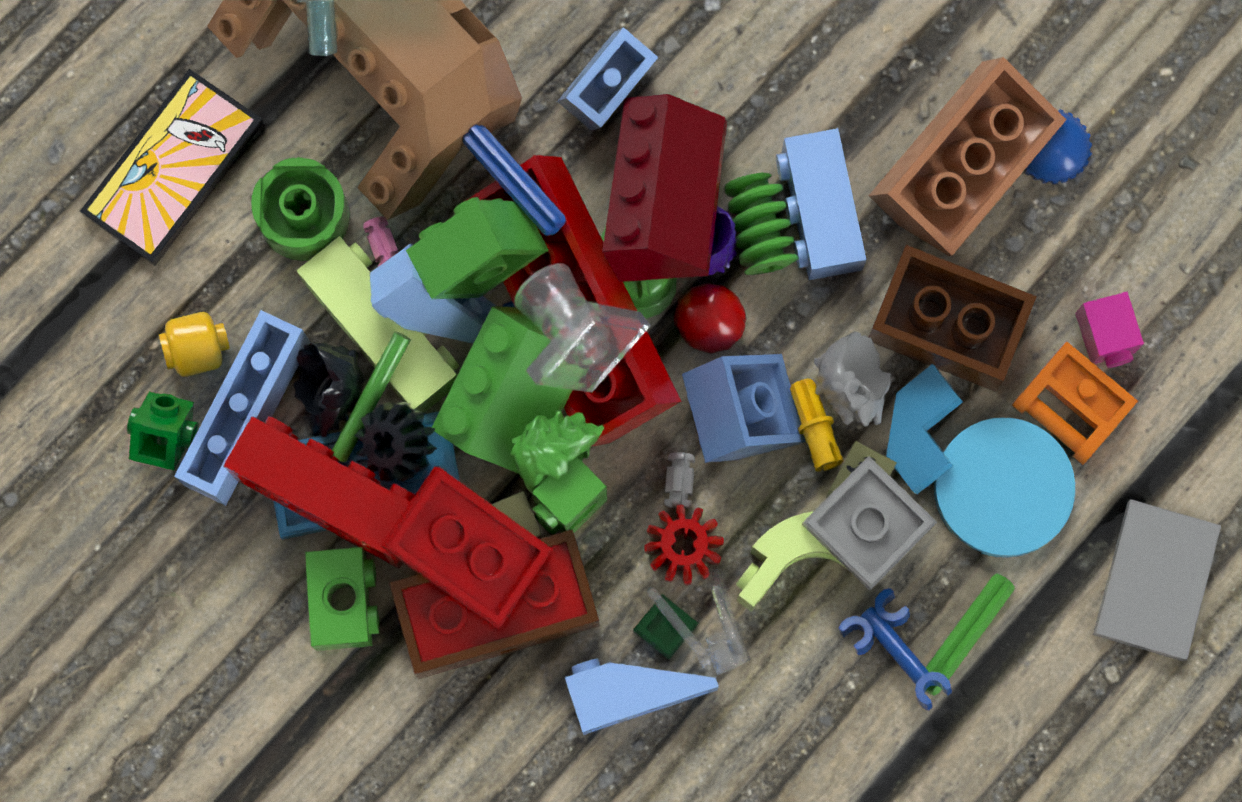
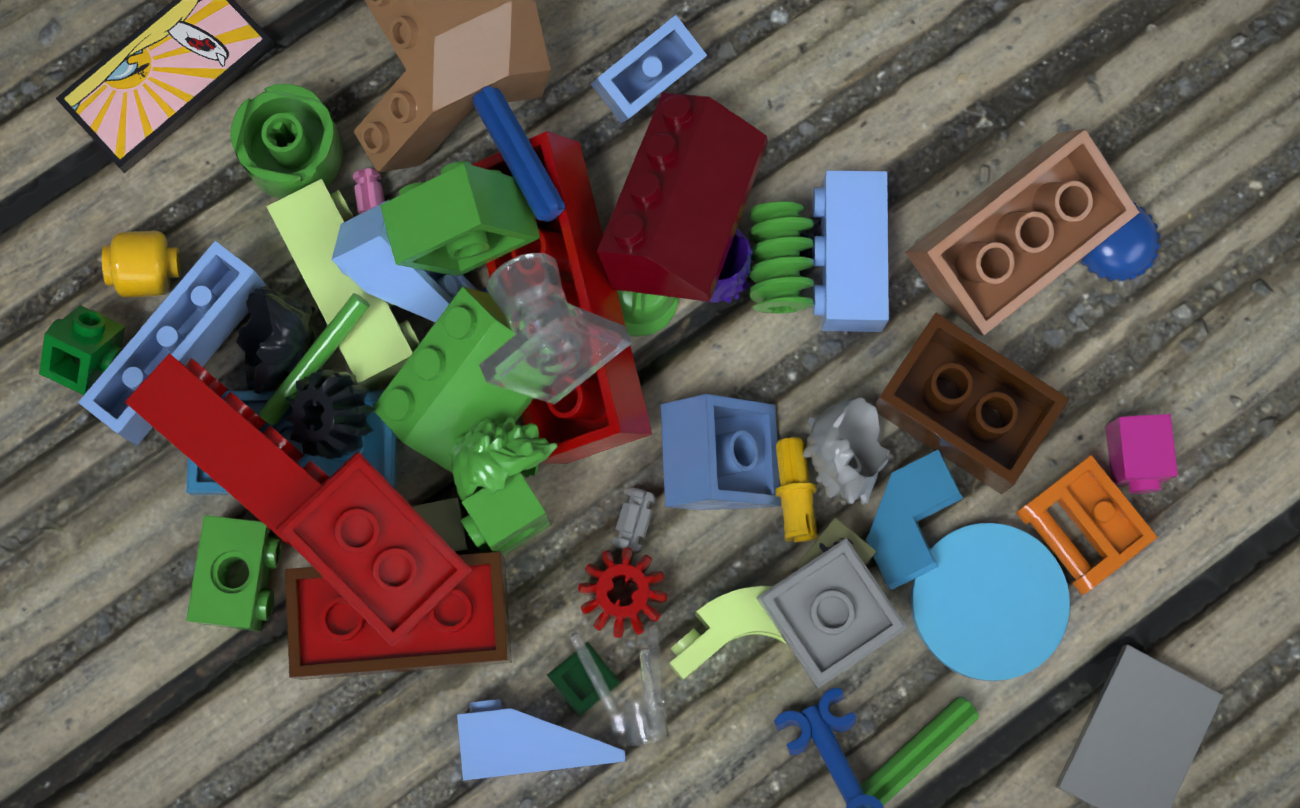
camera: 10 degrees right, 0 degrees up
(710, 318) = (705, 349): red hair -> none

